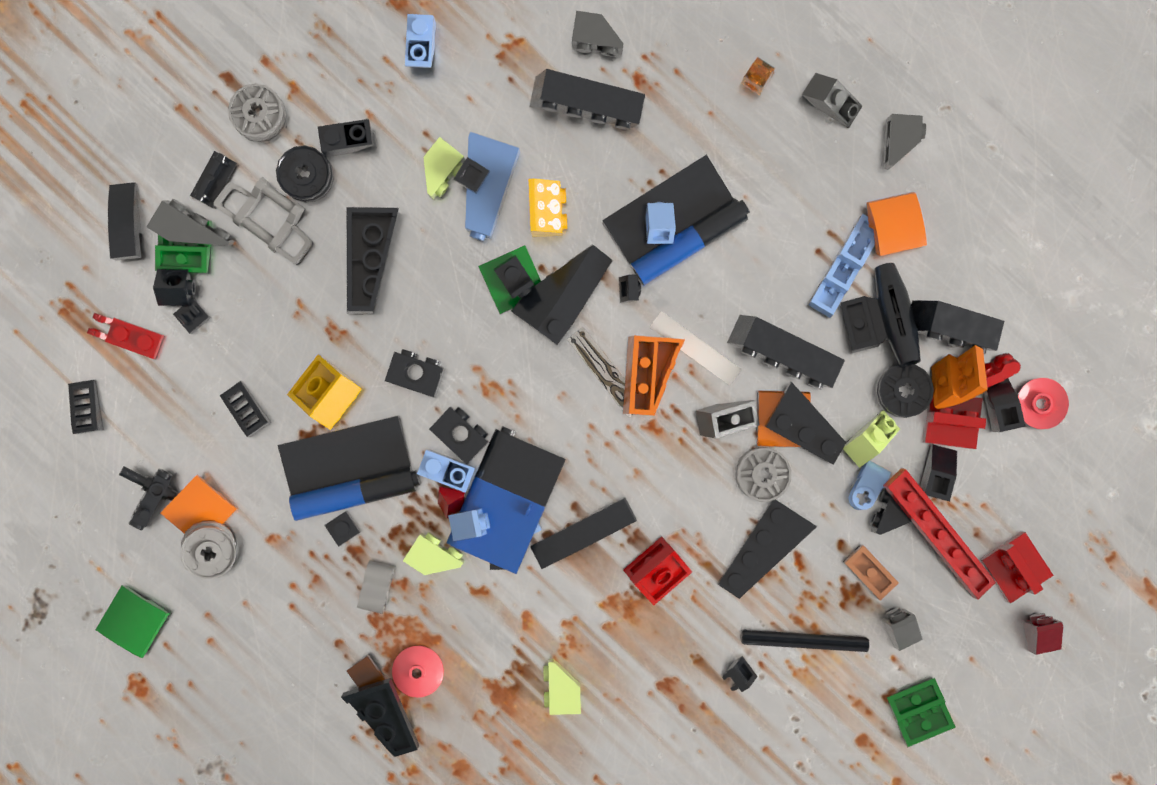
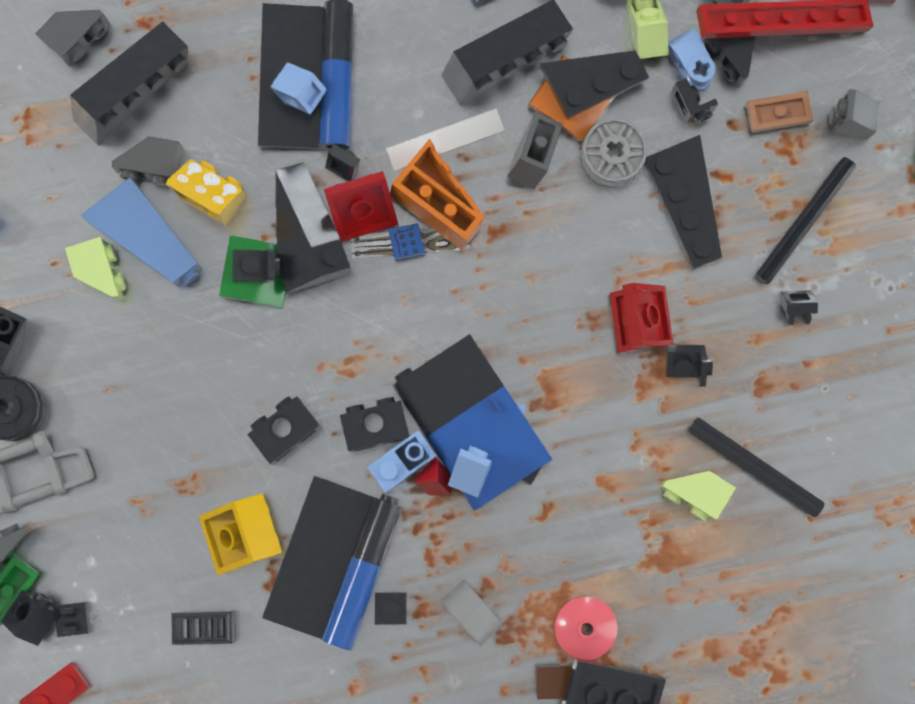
camera: 55 degrees left, 5 degrees down
(367, 250) = (127, 395): black wedge -> none
(430, 557) = (478, 537): yellowish green slope -> none
(471, 175) = (124, 239): black plate -> none
(543, 153) = (150, 159): none -> dark grey slope
(583, 533) = (555, 367): black slope -> none
(603, 370) = (406, 241): none -> blue tile
(606, 717) = (756, 467): none -> black axle
(607, 321) = (361, 206): none -> red bracket
(648, 623) = (688, 362): none -> black bracket
(837, 501) = (687, 101): none -> black bracket

